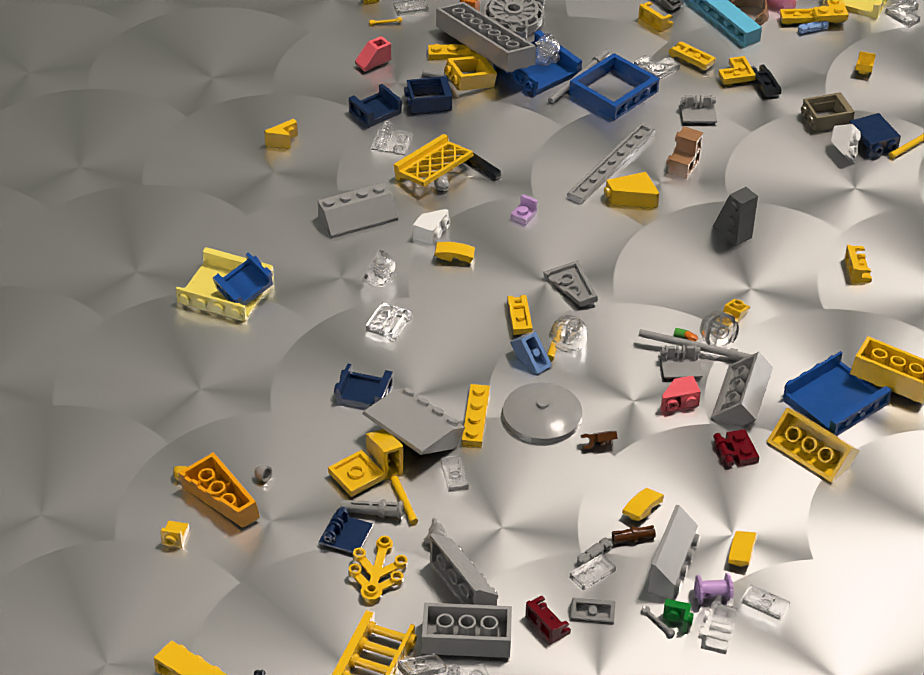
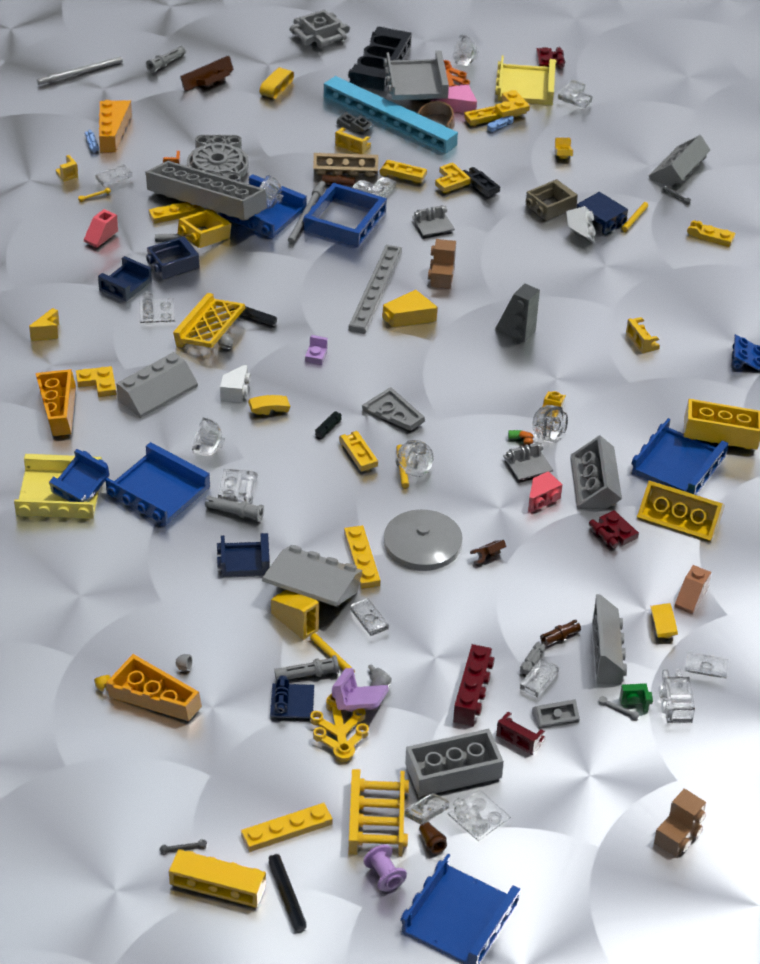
camera: 20 degrees left, 0 degrees up
(174, 533) = (124, 744): yellow bracket -> none
(202, 643) = (202, 844): none -> dark grey hinge
(260, 204) = (58, 398): none -> light orange wedge
(285, 648) = (286, 827): none -> yellow plate
(308, 192) = (101, 377): none -> yellow plate
(317, 304) = (160, 484): none -> blue panel
(356, 473) = (275, 640): yellow plate -> none
(383, 344) = (243, 509): none -> light grey pin
(398, 540) = (351, 697): none -> lavender bracket
(460, 572) = (422, 711): light grey slope -> none
(502, 283) = (328, 424): none -> black axle
(522, 561) = (472, 685): none -> dark red brick
(531, 352) = (387, 484): medium blue slope -> none
(624, 52) = (345, 181): none -> reddish brown pin
(636, 37) = (345, 163): none -> tan brick
(642, 503) = (555, 602): yellow slope -> none
(712, 588) = (656, 664): lavender hose -> none
(731, 353) = (570, 443): light grey bar -> none
(787, 525) = (693, 589): none -> nougat slope

